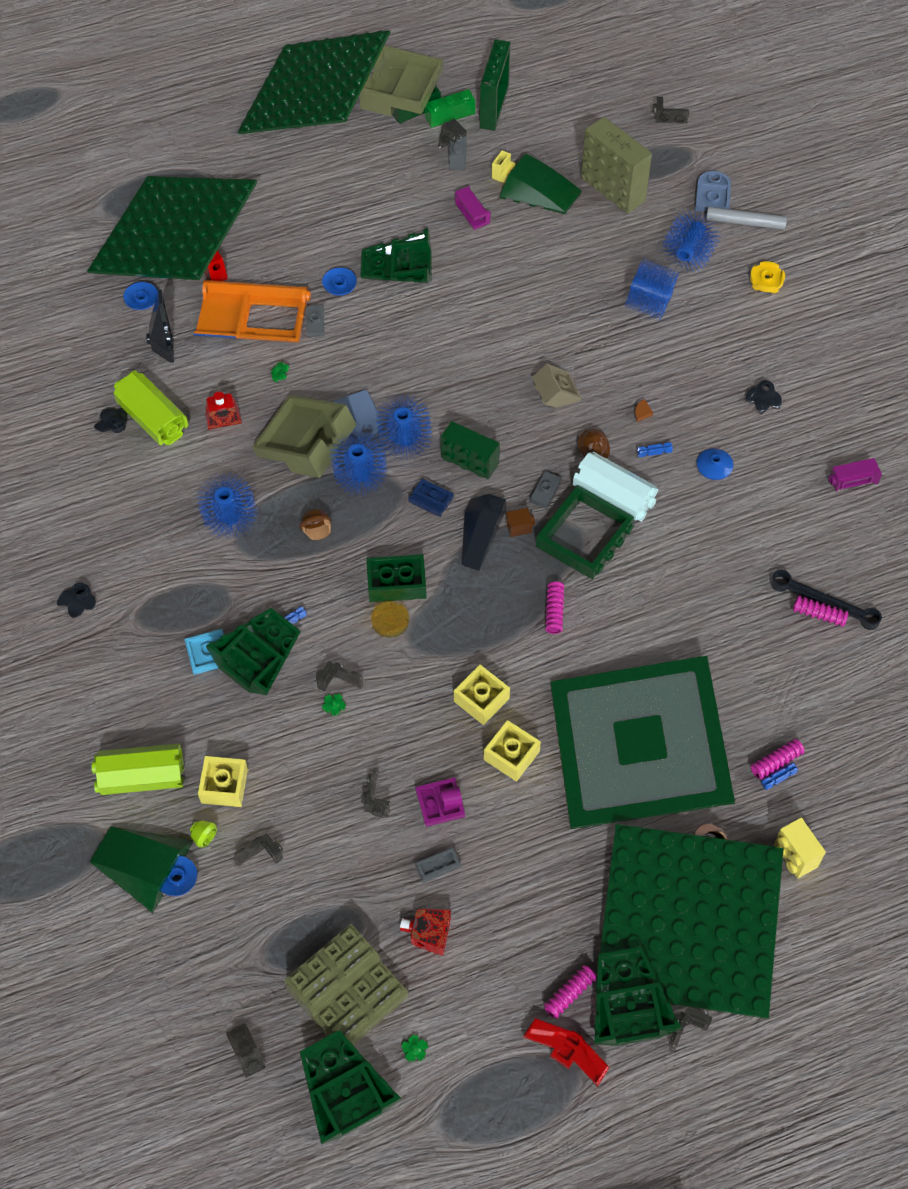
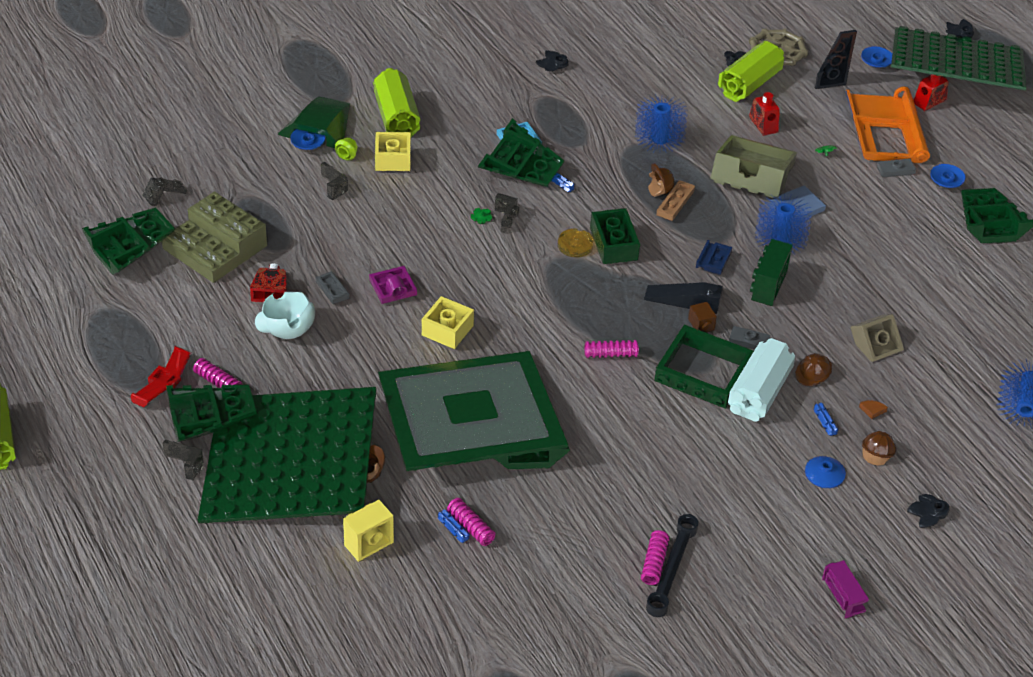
camera: 80 degrees right, 15 degrees down
(91, 375) = (778, 38): none -> dark tan plate
(104, 217) = (964, 29): none -> black plate
(342, 517) = (675, 200): none -> medium nougat plate
(359, 462) = (731, 198): blue piece -> none
(373, 805) = (395, 240): clear smoke bracket -> none
(414, 1048) = (167, 288): green plant -> none
(481, 694) = (502, 299): light yellow brick -> none
(494, 909) = (286, 316): none -> light aqua piece
(693, 416) = (878, 448): none -> reddish brown piece

